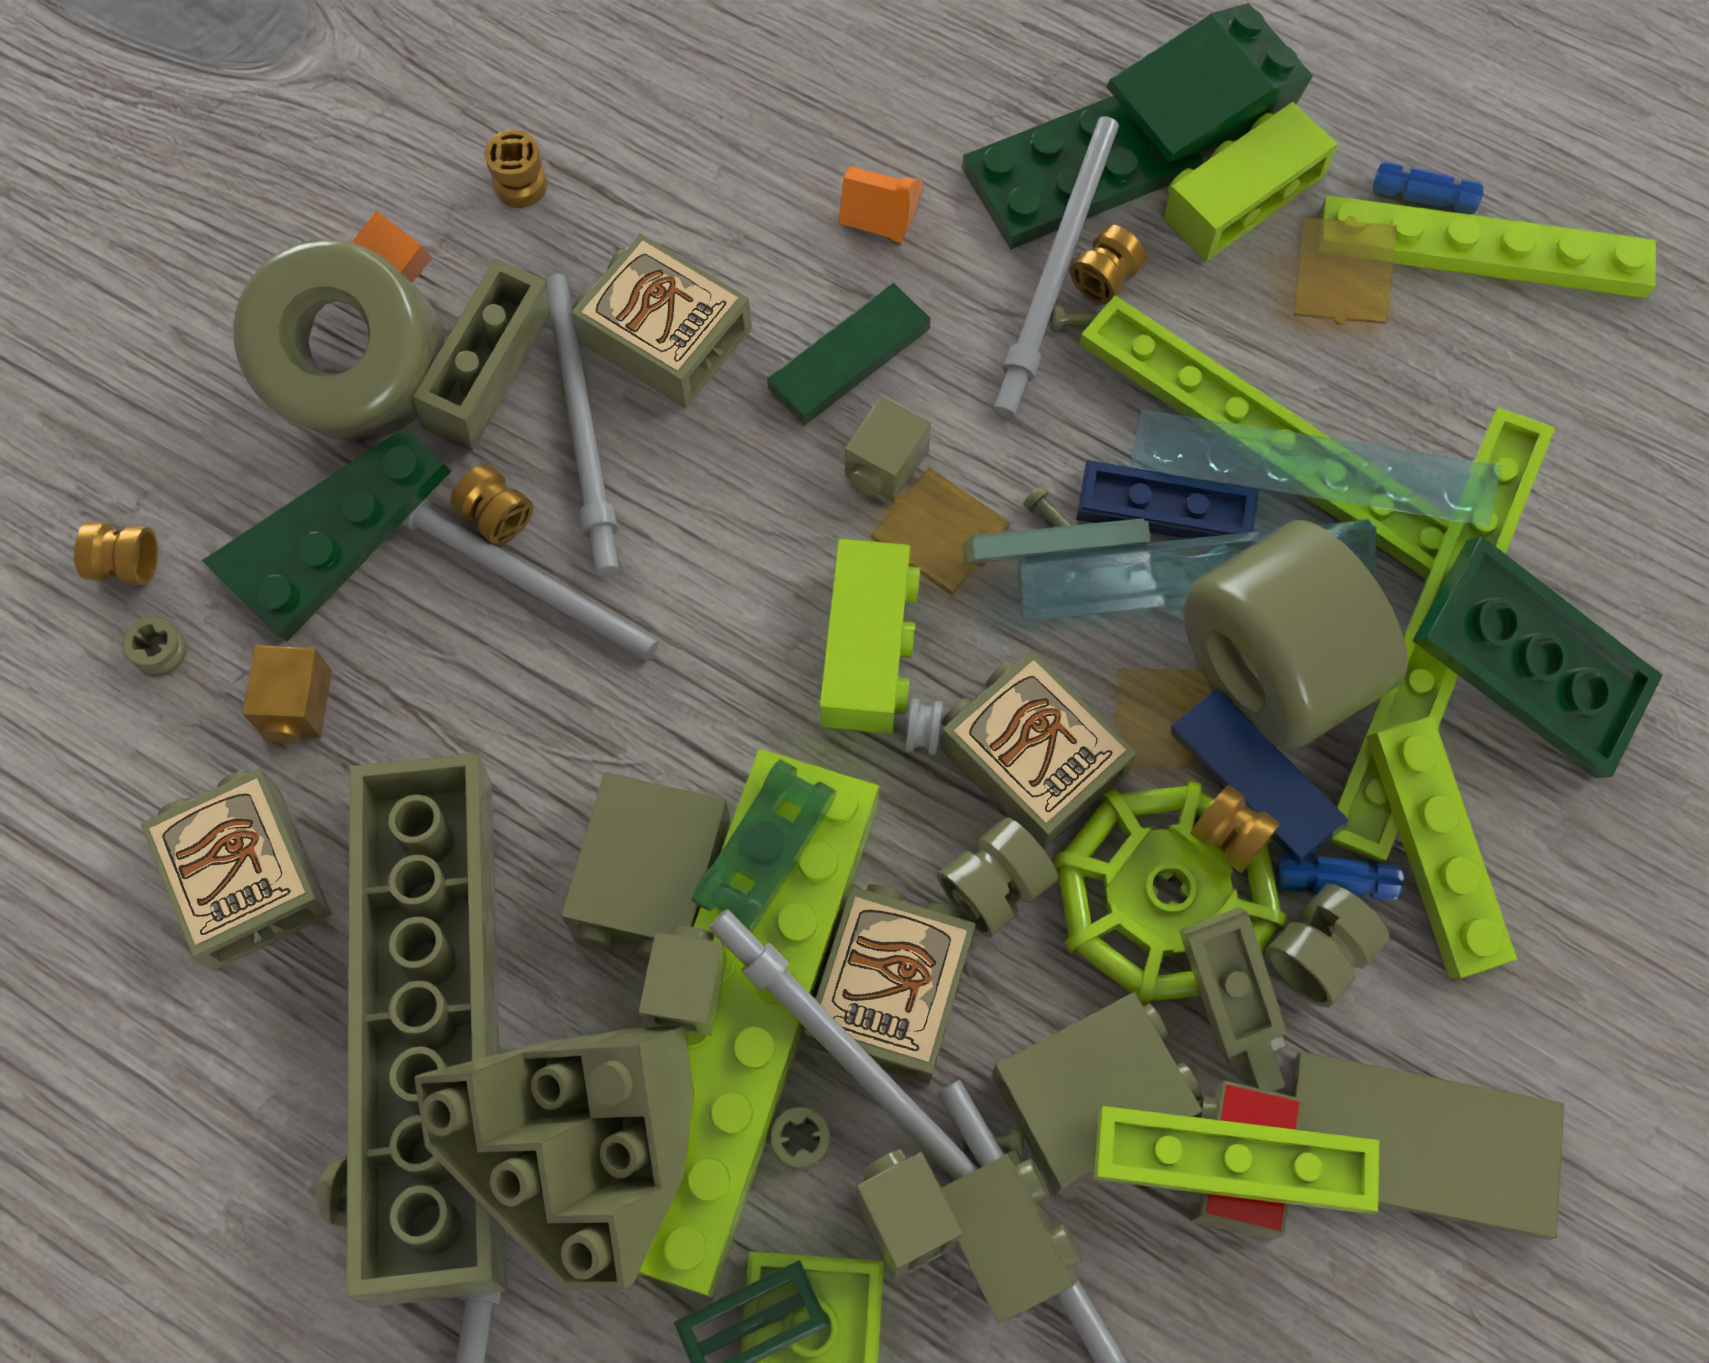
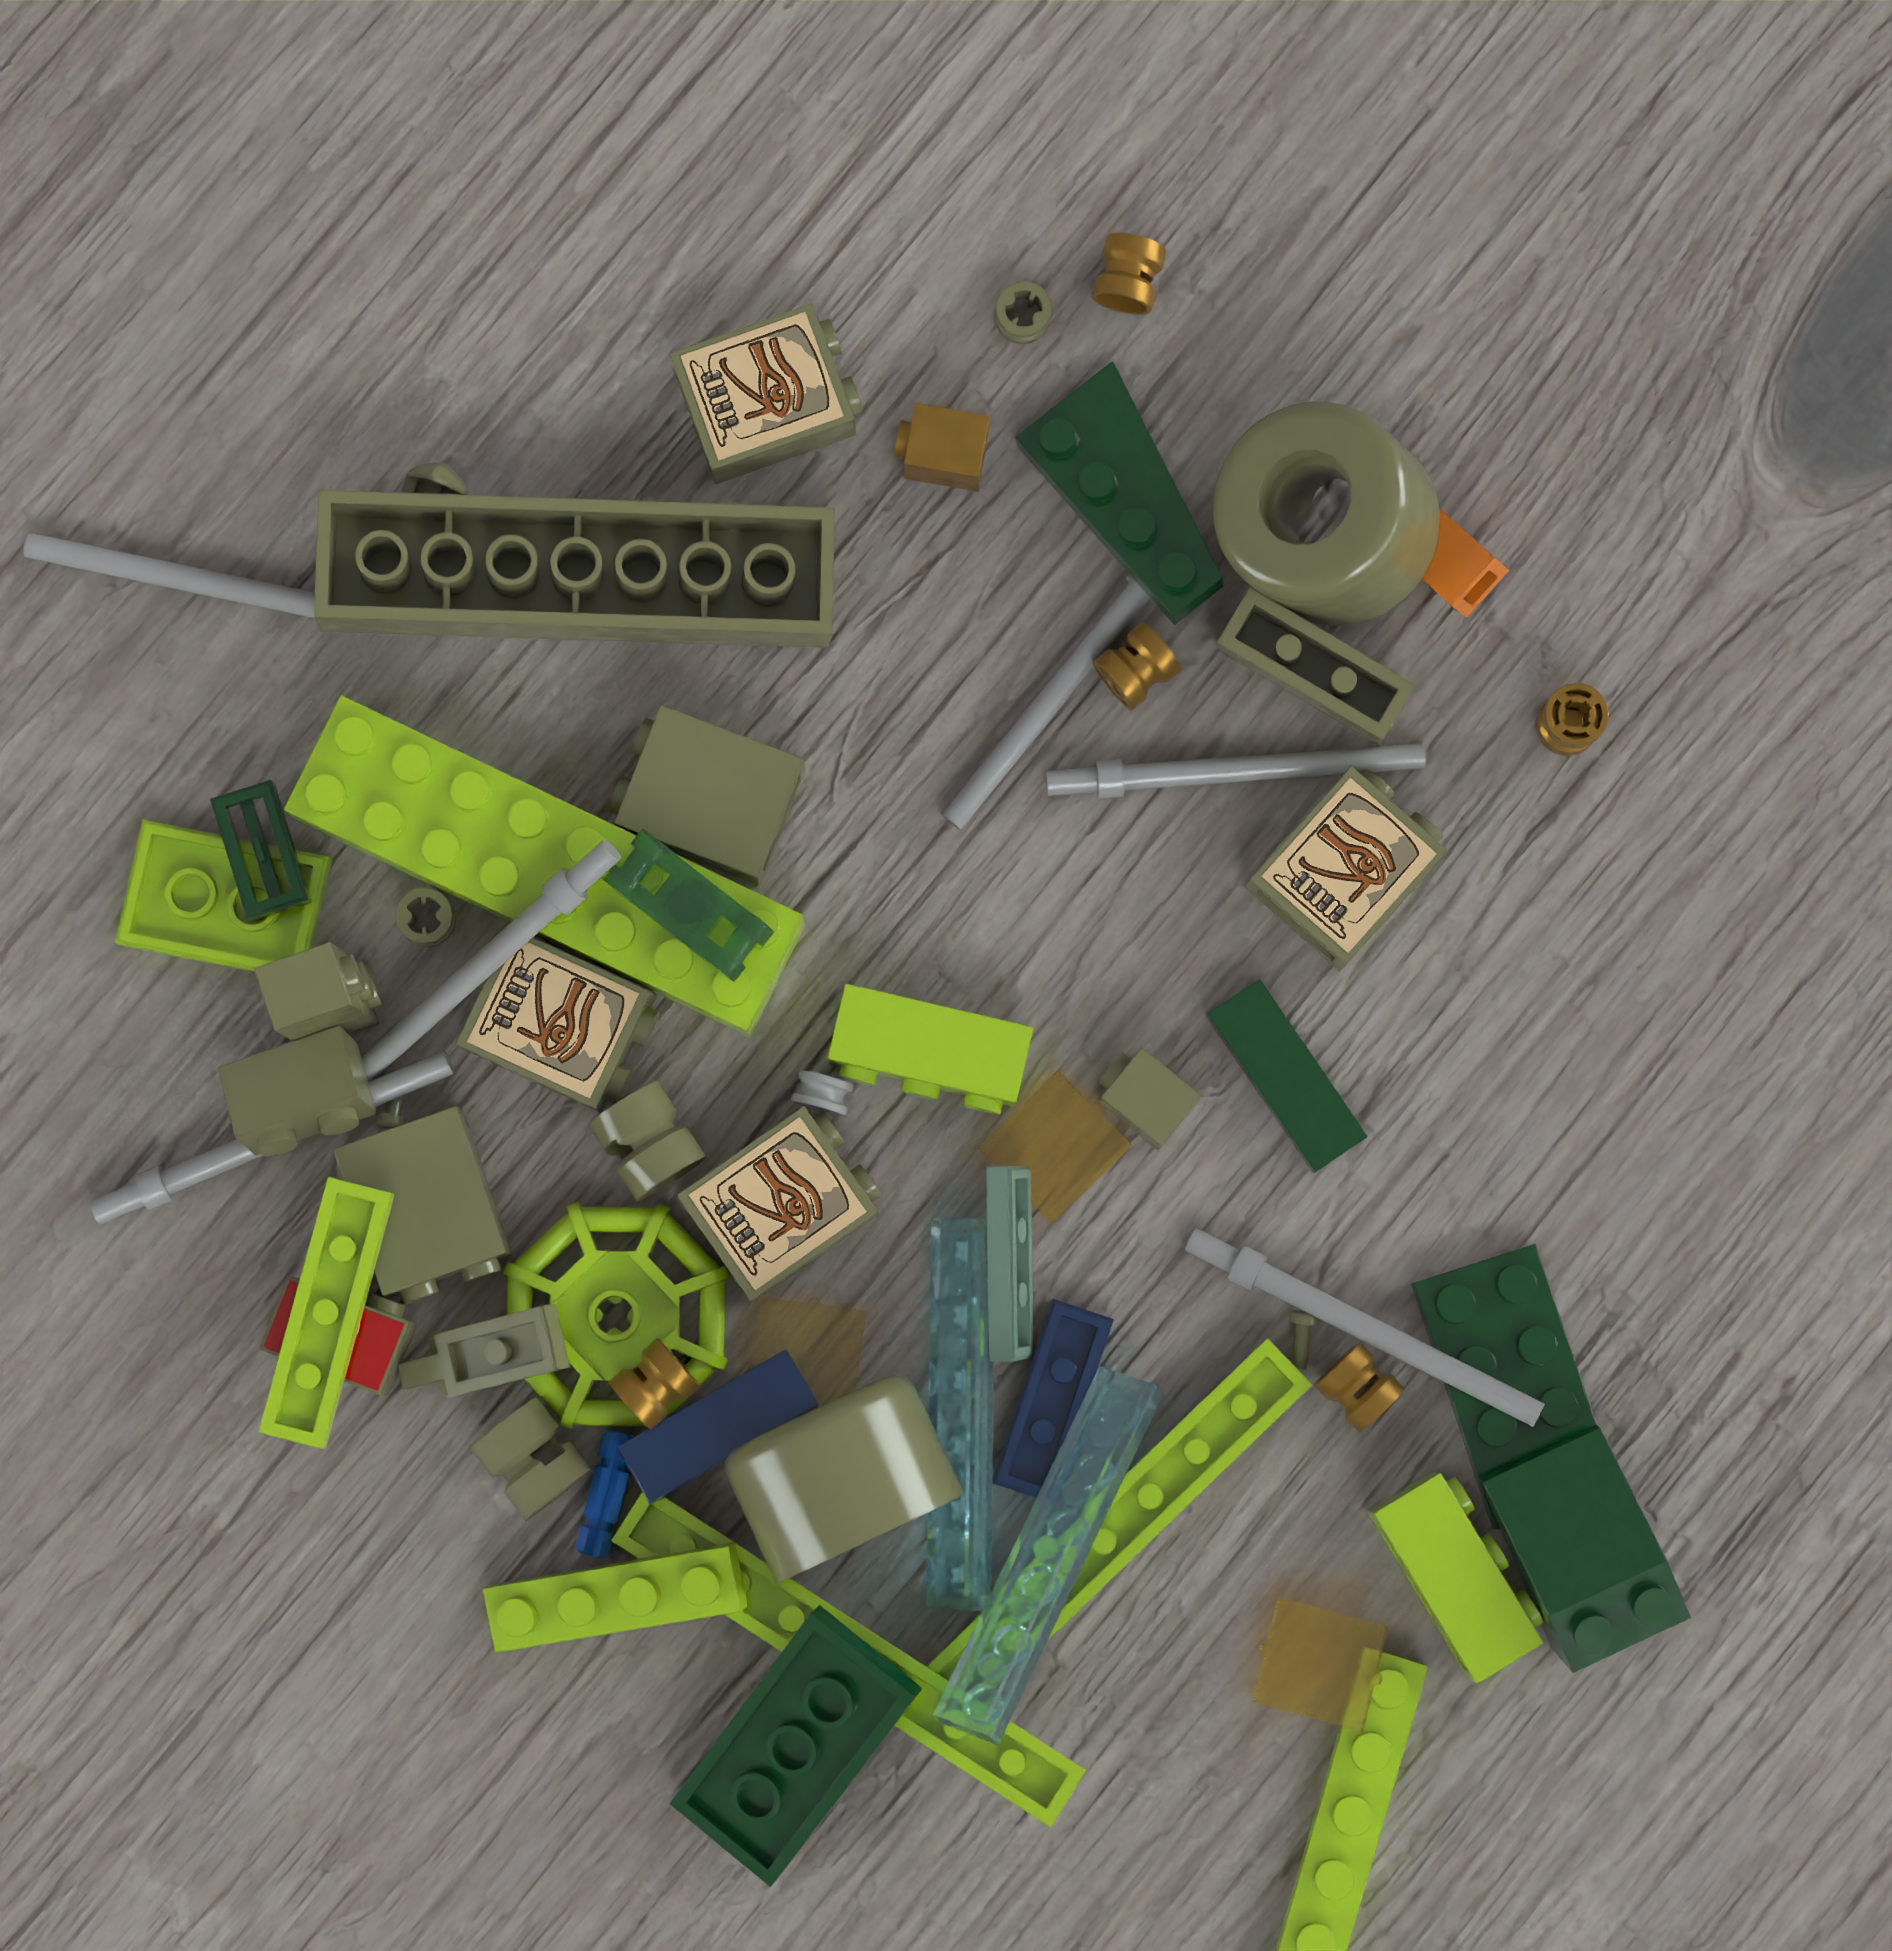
camera: 95 degrees right, 15 degrees up
(570, 1145) = (421, 695): olive brick -> none
(683, 980) = (559, 812): olive brick -> none
(879, 202) = (1474, 1135): orange tile -> none
(1038, 500) = (1074, 1258): olive piece -> none
(1428, 188) = (1428, 1794): blue axle -> none
(1443, 1142) = (333, 1524): olive tile -> none

